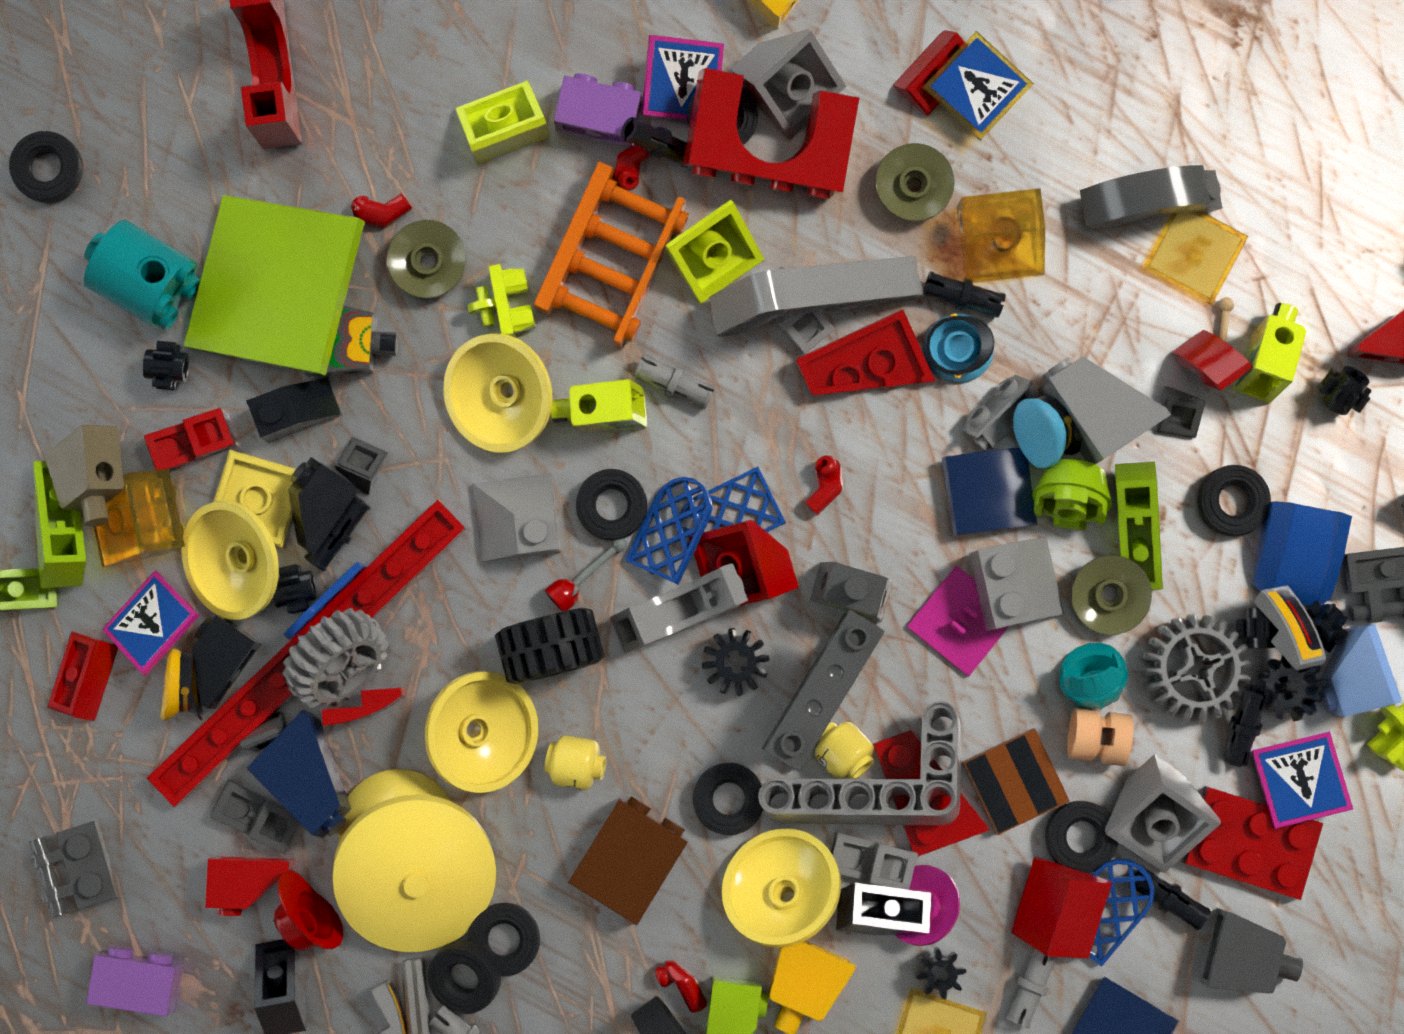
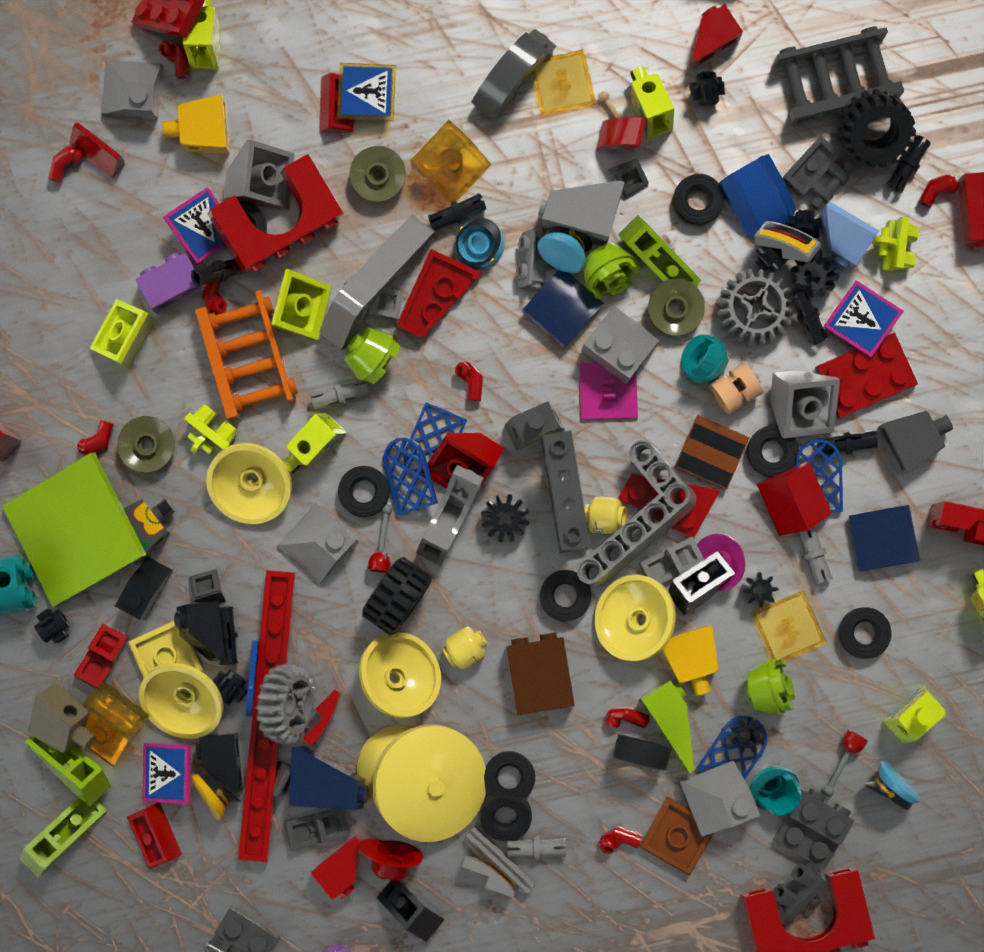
camera: 35 degrees left, 0 degrees up
(743, 366) = (370, 354): none -> lime cone

